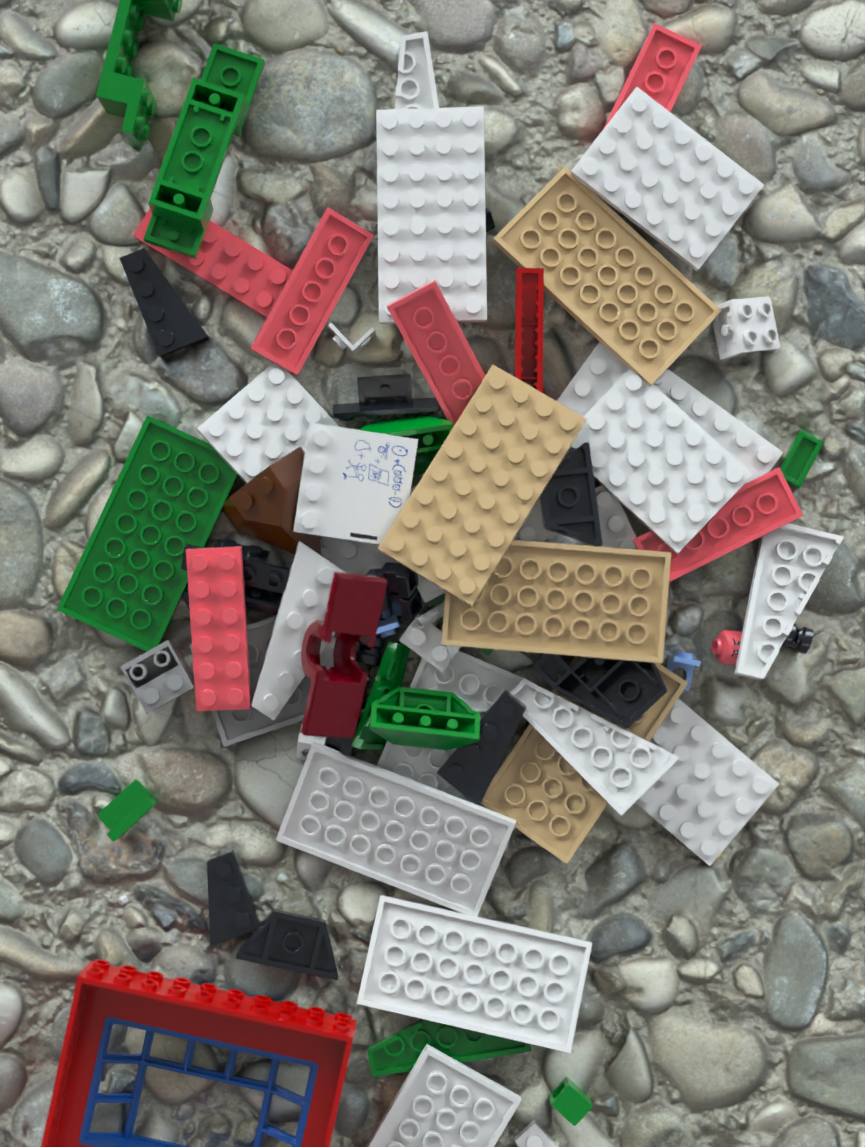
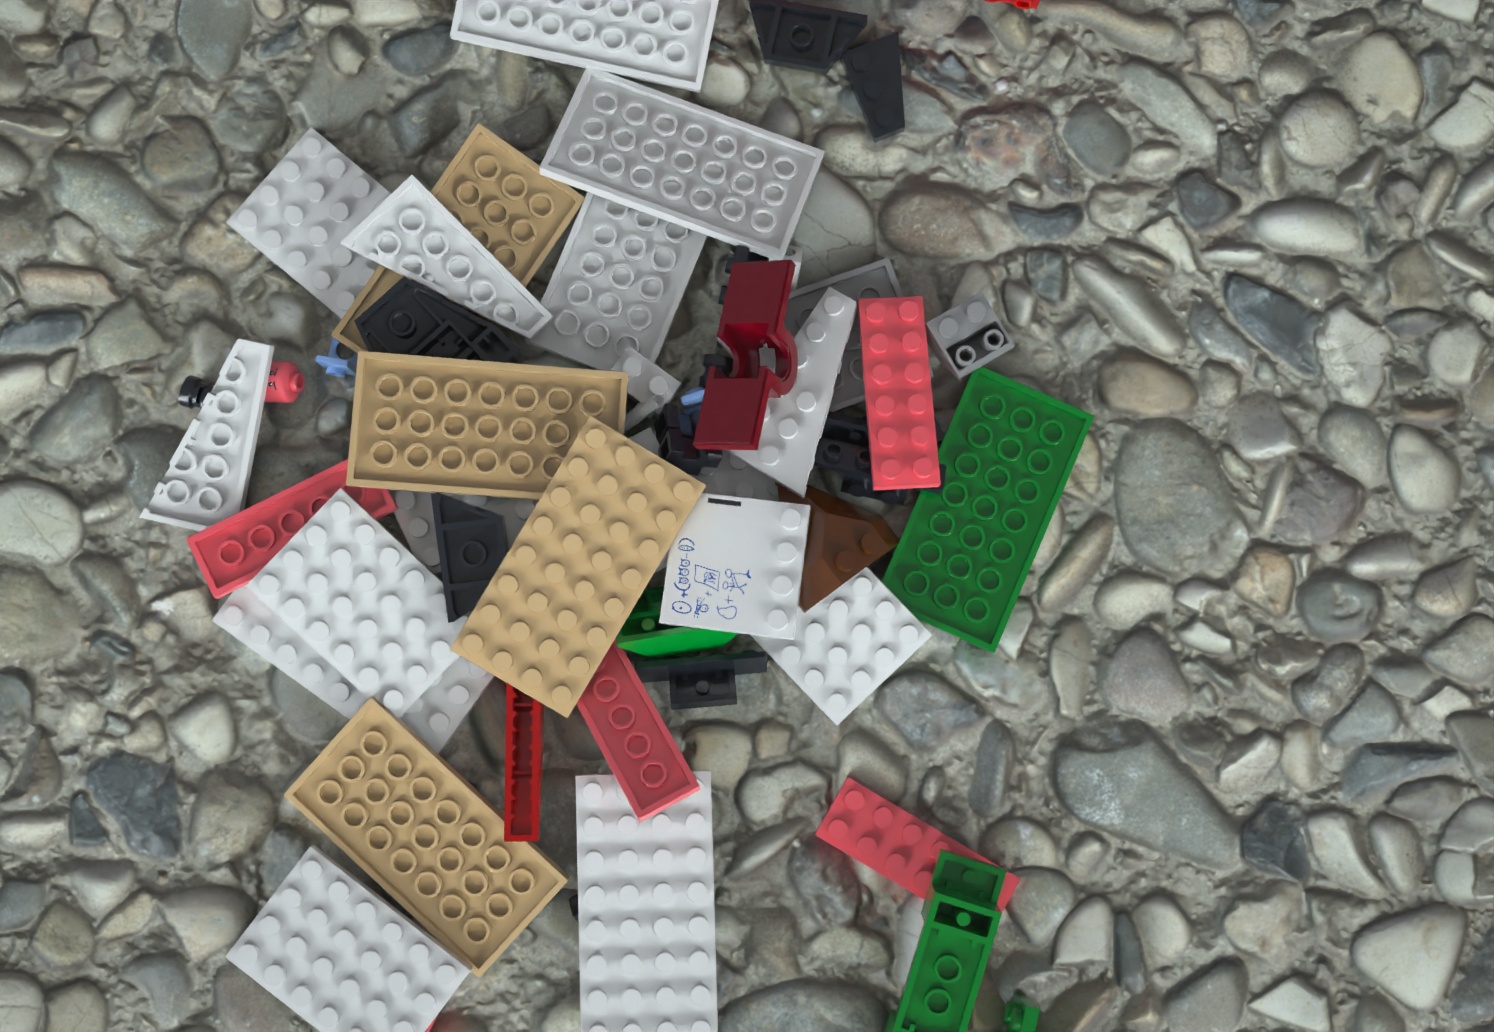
camera: 175 degrees right, 5 degrees down
(126, 809) = (1000, 185): green panel -> none
(163, 310) = (977, 782): black wing -> none
(311, 291) = (795, 811): coral plate -> none
(343, 343) = (755, 746): white bracket -> none
(387, 679) = (699, 313): green wing -> none
(424, 719) = (647, 288): green wedge -> none
(475, 764) = (581, 251): black wing -> none
(745, 327) = (254, 774): white bracket -> none
(800, 458) = (191, 614): green tile -> none

